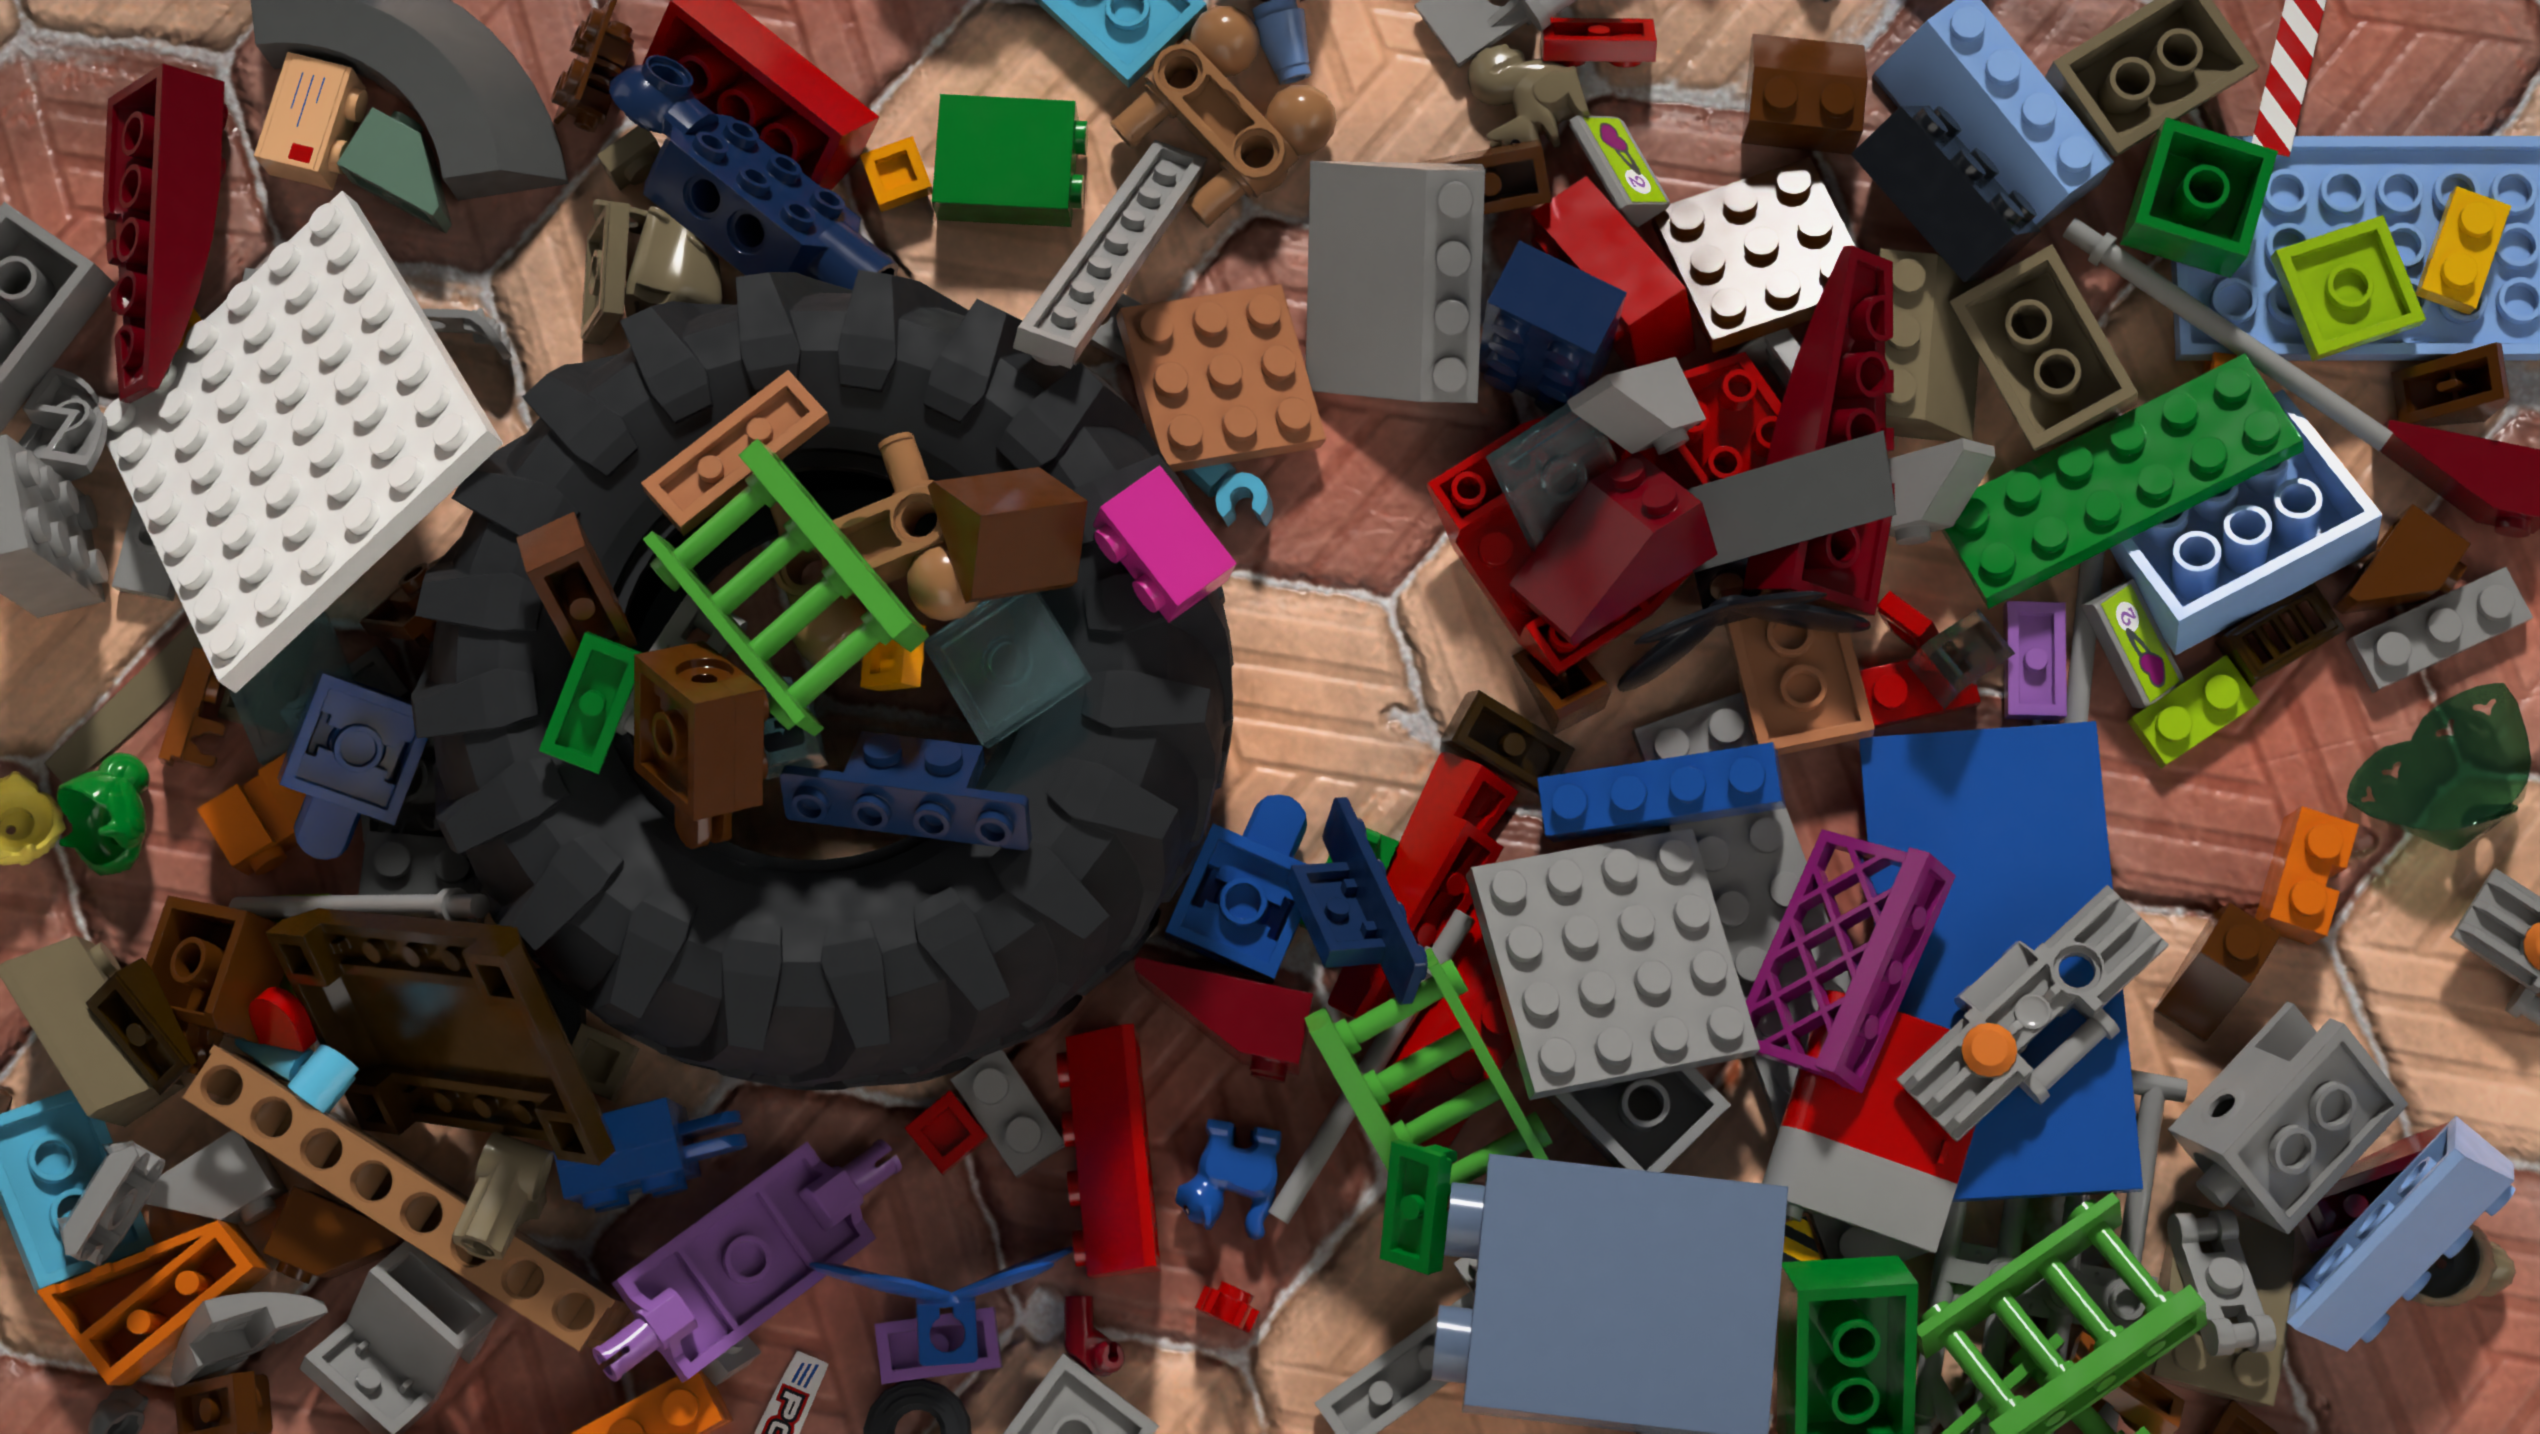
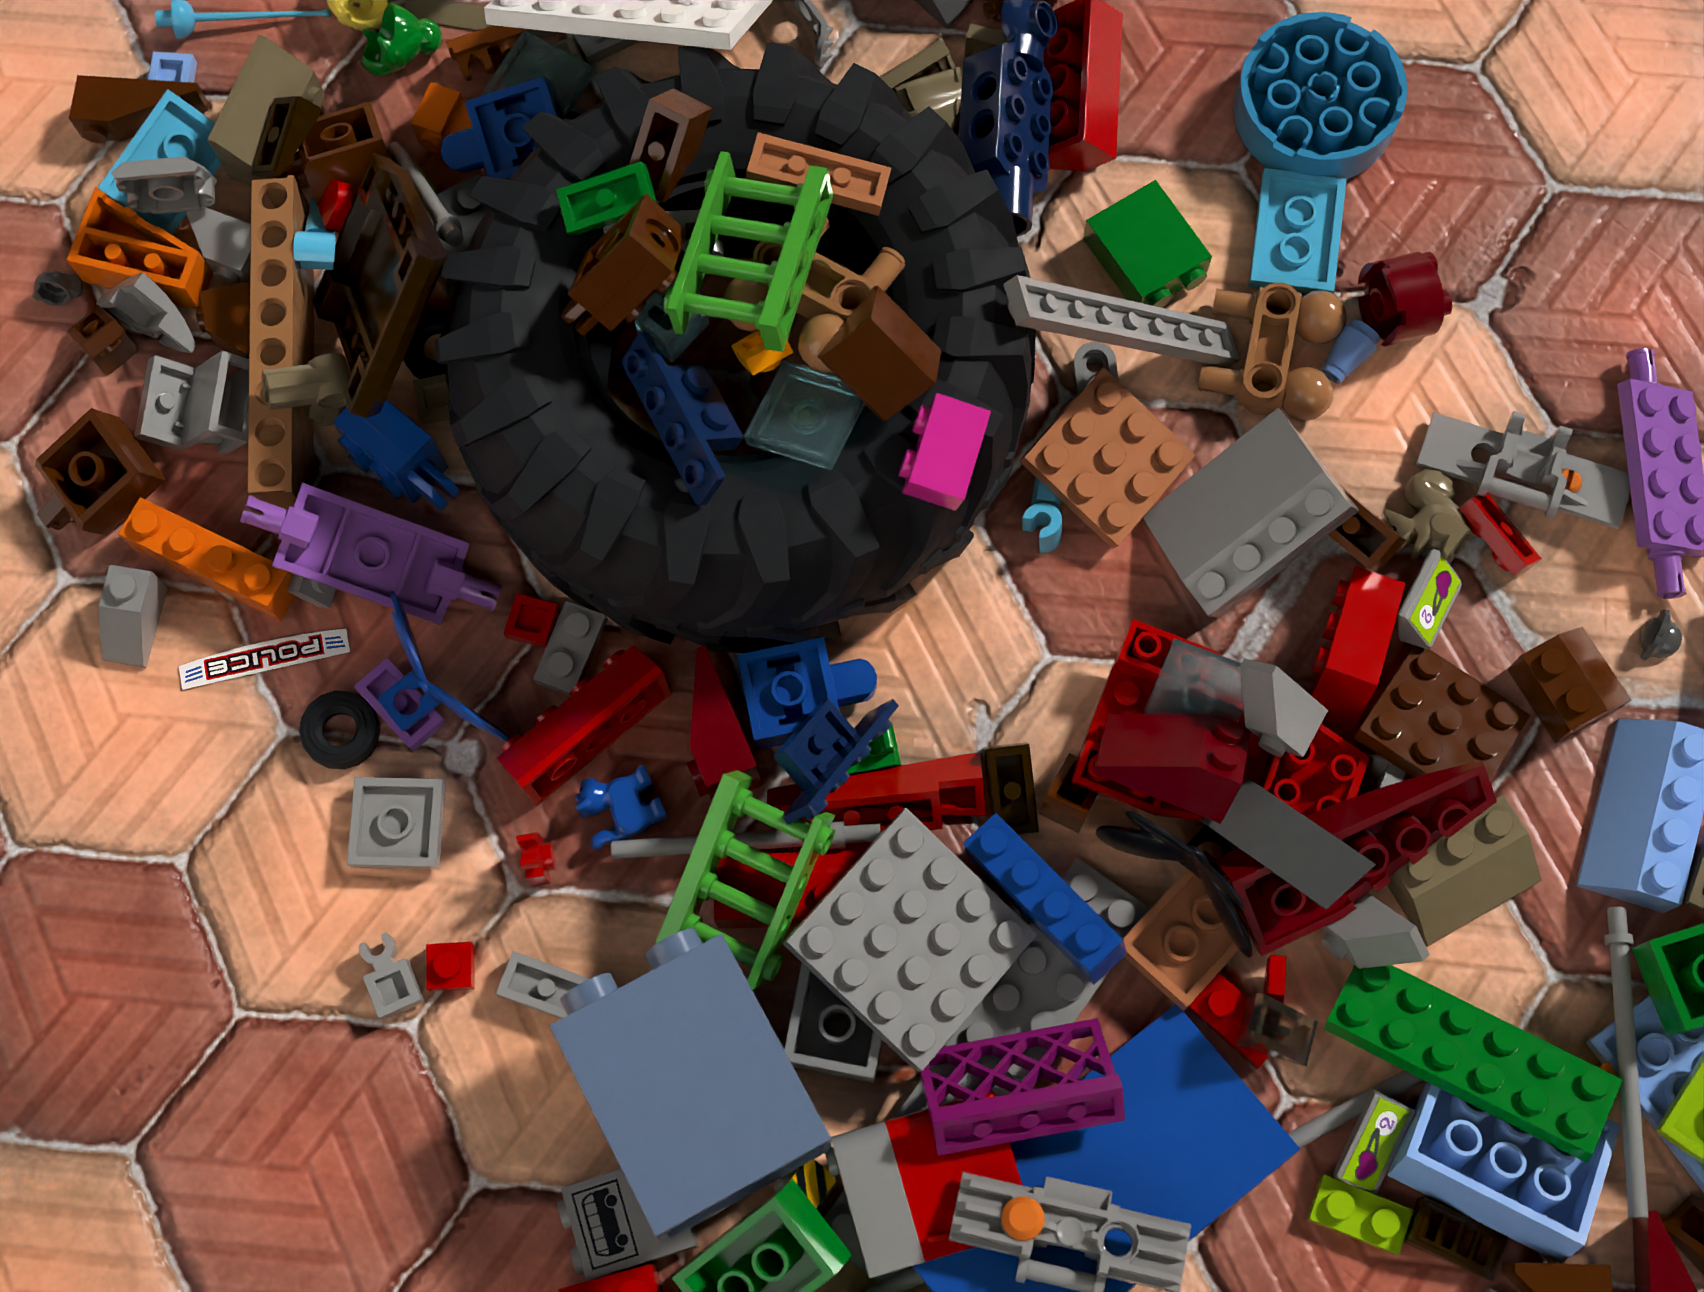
camera: 55 degrees right, 5 degrees down
(896, 174) = (1090, 193): light orange plate -> none
(1085, 1342) = (460, 790): dark red arm -> none
(1417, 1206) = (666, 915): green plate -> none
(1547, 328) = (1284, 613): dark blue brick -> none
(1947, 191) = (1574, 811): black brick -> none
(2037, 671) = (1313, 1086): medium lavender plate -> none
(2045, 350) = (1520, 947): dark tan slope -> none

